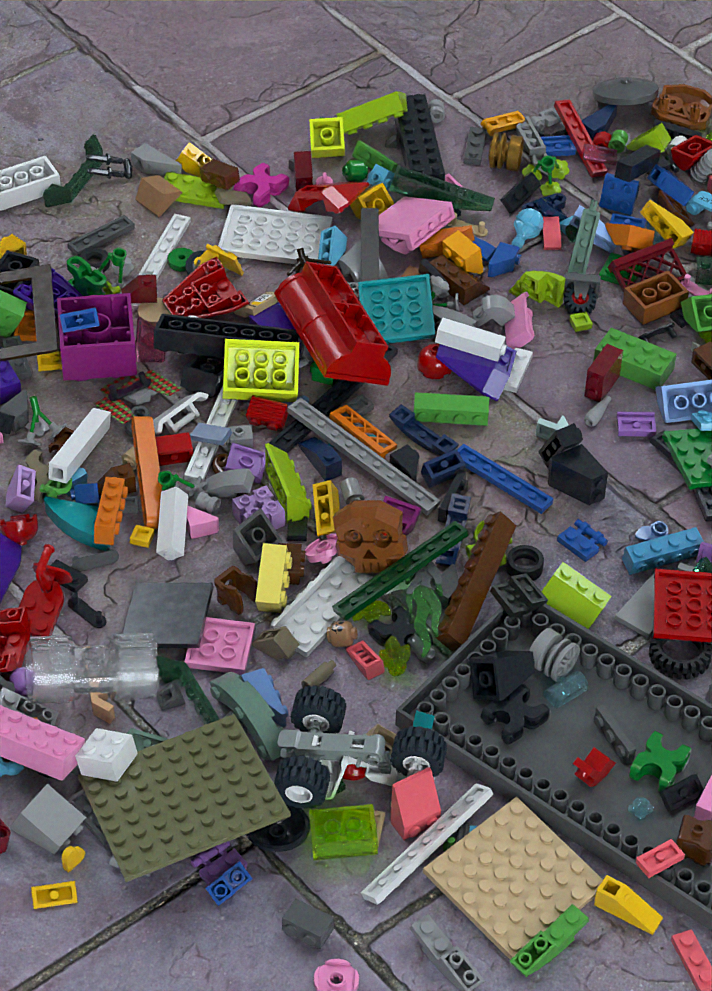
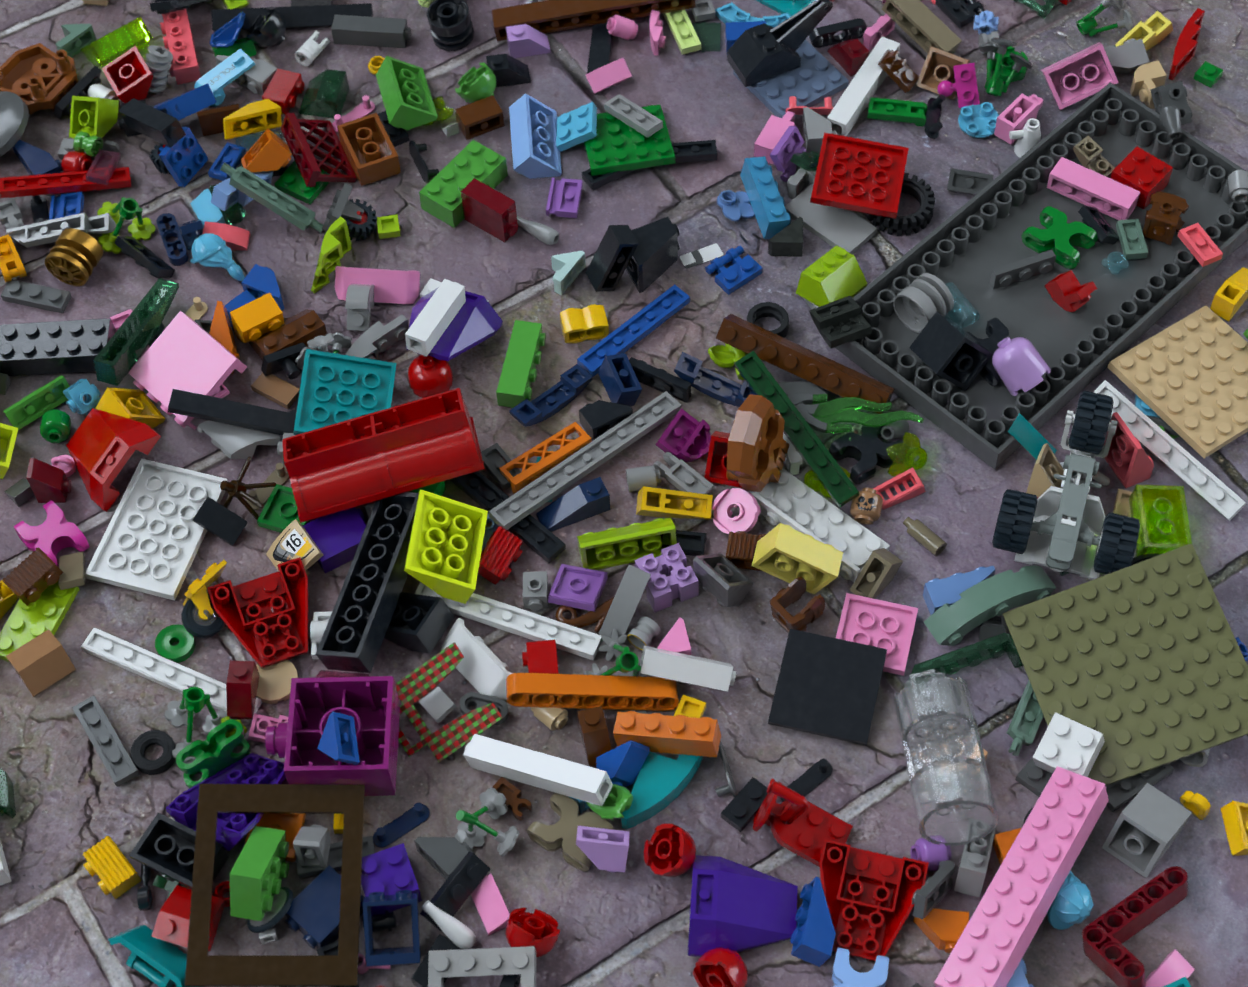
camera: 80 degrees left, 10 degrees up
(15, 331) = (312, 846): none -> light grey slope
(43, 390) = (400, 826): none -> dark blue piece
(118, 394) = (429, 712): black piece -> none
(211, 434) = (533, 616): sand blue tile -> none
(281, 263) = (220, 521): none -> black slope
(332, 245) = (211, 462): medium azure slope -> none
(489, 715) = (1019, 364): none -> lavender cylinder
(502, 446) = (584, 323): none -> yellow brick
(595, 520) = (701, 255): none -> white sticker
(622, 573) = (788, 241): none -> pearl dark grey slope
(668, 820) = (1132, 239): none -> sand green plate

